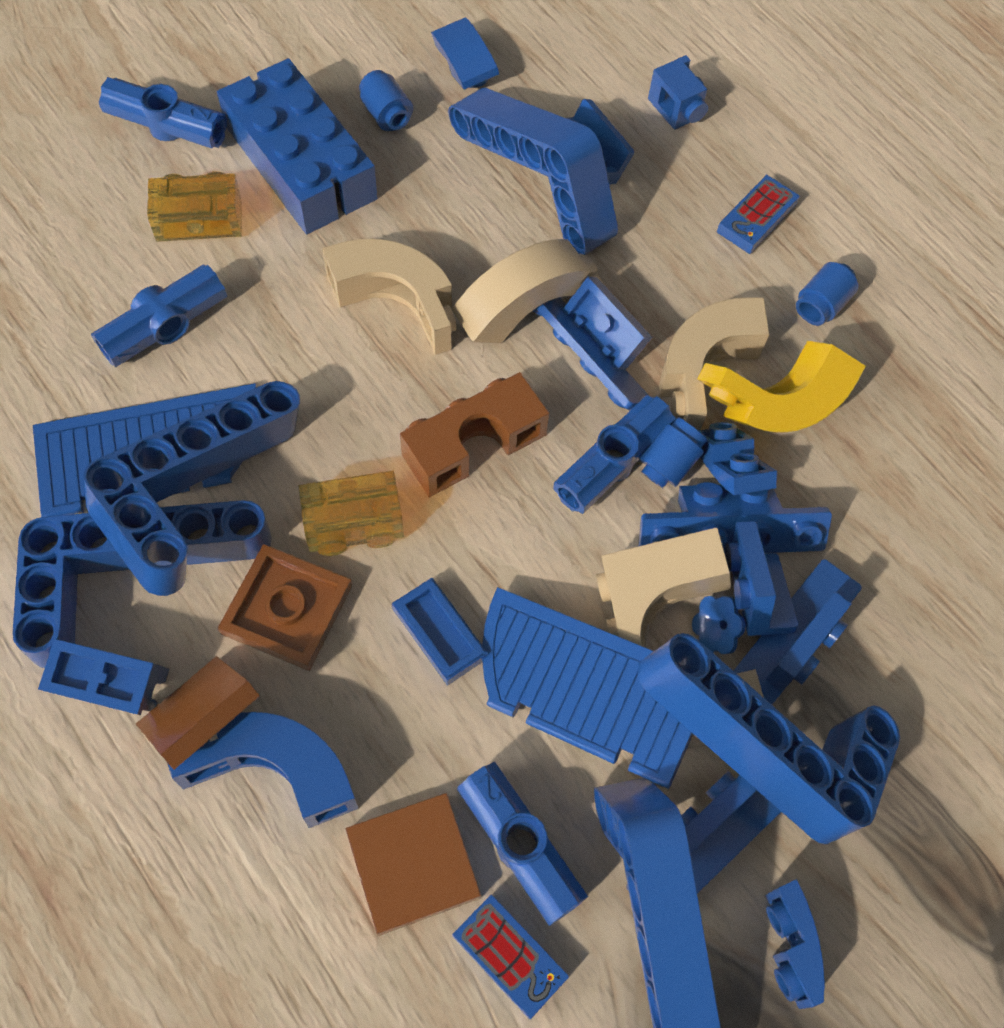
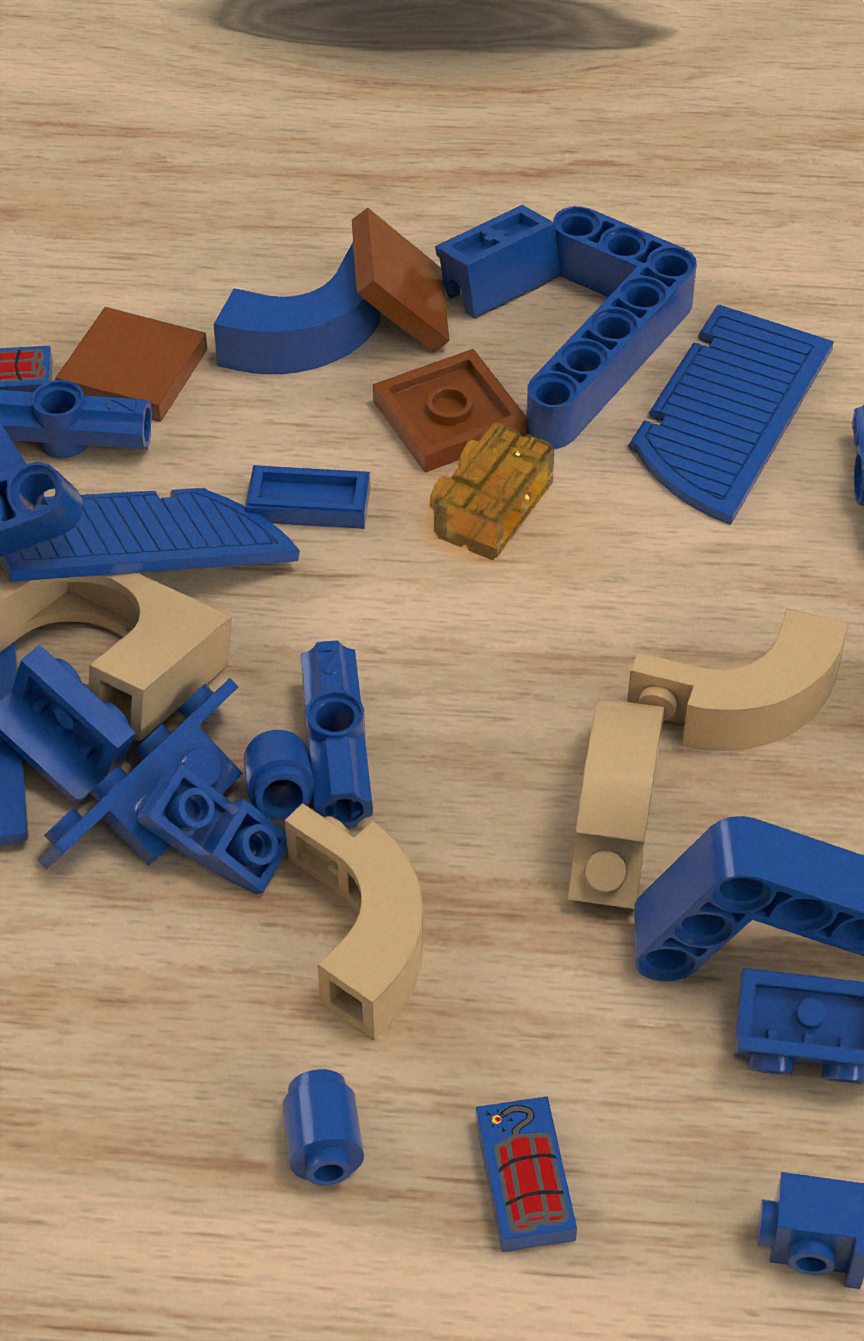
camera: 135 degrees right, 15 degrees down
(224, 438) = (669, 366): blue beam -> none
(503, 411) = (480, 673): dark orange arch -> none
(602, 336) = (479, 815): blue bracket -> none
(802, 398) = (220, 924): yellow arch -> none

